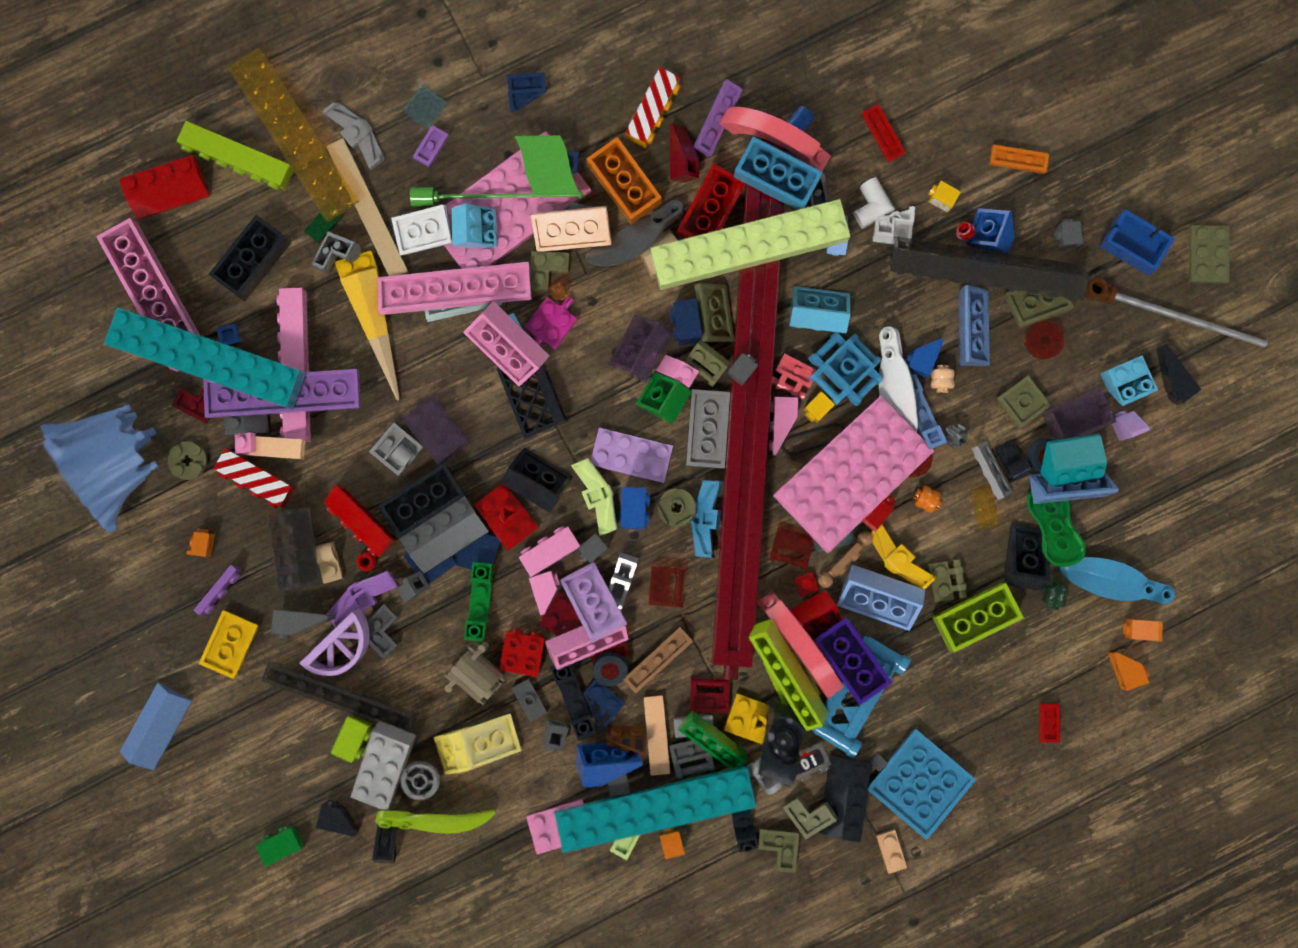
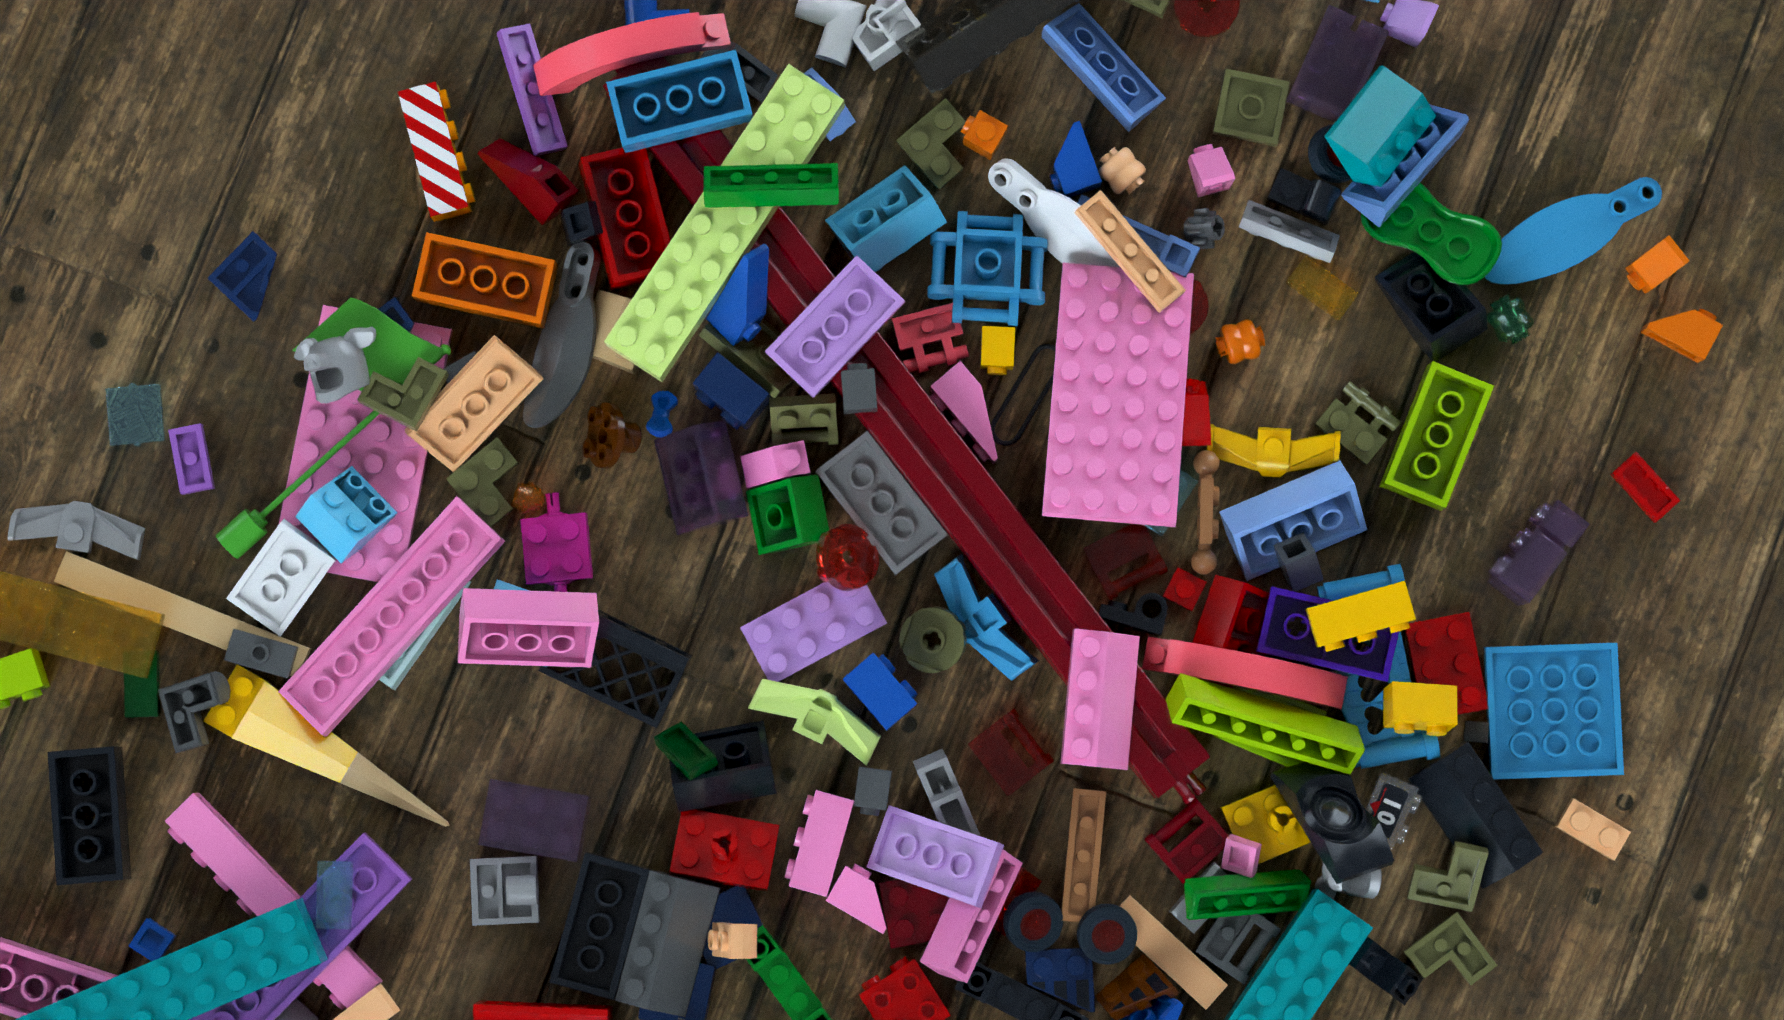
camera: 40 degrees left, 0 degrees up
(320, 383) = (334, 894): none -> clear light blue plate
(385, 254) = (261, 653): none -> dark grey plate
(473, 559) = (733, 940): none -> light nougat plate
(527, 459) = (685, 750): none -> dark green tile
(528, 157) = (337, 363): none -> light grey piece
(543, 201) = (406, 402): none -> olive plate
(617, 295) = (609, 435): none -> reddish brown plate
(637, 703) = (1107, 934): none -> black wheel
(652, 303) = (659, 422): none -> blue piece
(662, 436) = (832, 565): none -> clear red plate
(687, 192) = (581, 223): none -> black slope
(726, 598) = (1100, 699): none -> bright pink slope
(726, 722) = (1241, 855): none -> bright pink plate
(728, 285) = (743, 299): none -> blue slope
(757, 332) = (835, 326): none -> lavender plate
(773, 579) = (1116, 613): none -> black plate
(784, 244) = (771, 185): none -> green slope
(863, 729) = (1420, 707): none -> yellow brick
(866, 291) = (925, 144): none -> olive plate
(867, 617) = (1298, 562): none -> dark grey brick
(874, 666) = (1361, 616): none -> yellow brick
(890, 721) = (1447, 654): none -> red plate
(896, 309) = (983, 134): none -> orange brick
(915, 416) = (1129, 251): none -> light nougat tile
(976, 708) = (1536, 552): none -> clear purple piece
(981, 413) = (1210, 170): none -> bright pink slope

